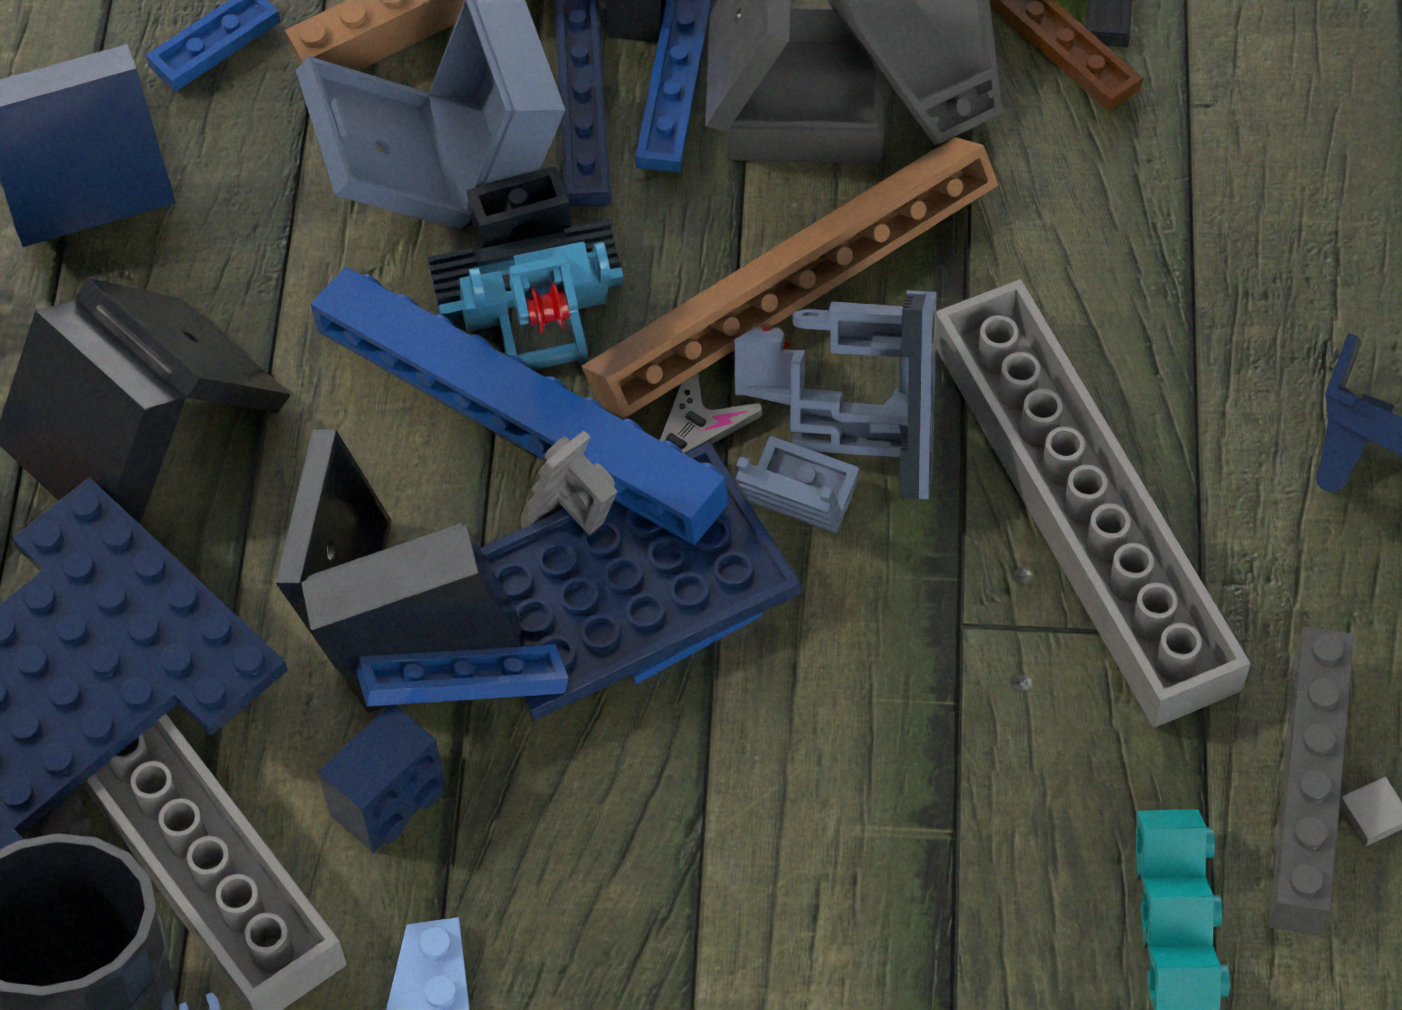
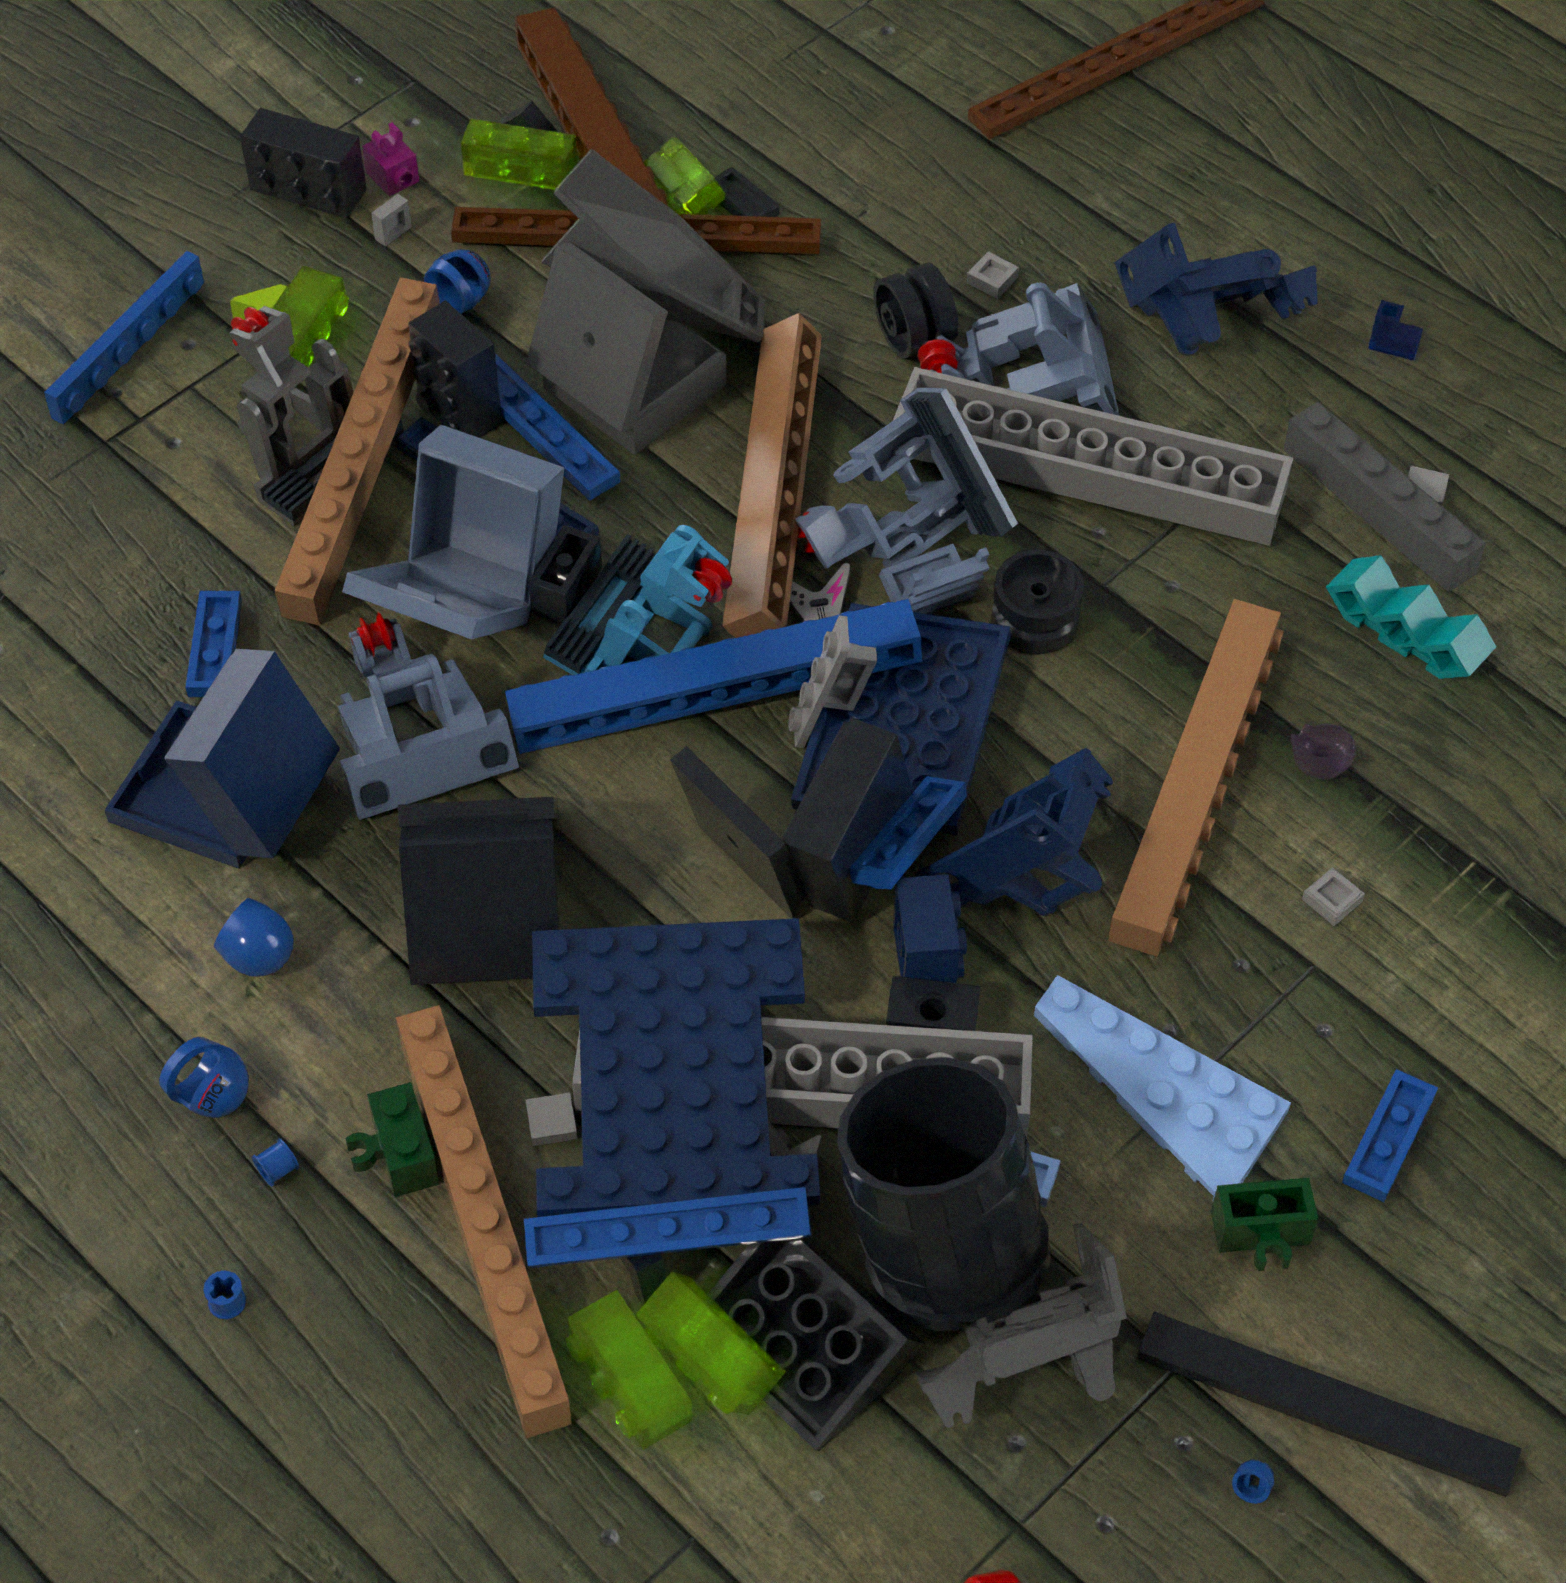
camera: 50 degrees left, 5 degrees down
(260, 285) = (400, 773): none -> sand blue container
(309, 822) = (916, 999): none -> black brick
(567, 775) = (1033, 830): none -> dark blue container
(799, 865) = (1195, 780): none -> medium nougat brick
(861, 584) = (1039, 600): none -> black wheel
(933, 951) = (1323, 750): none -> clear purple hair
(1093, 227) = (915, 309): none -> black wheel
(1172, 423) = (1070, 364): none -> sand blue container
(1239, 259) = (992, 275): none -> light grey tile

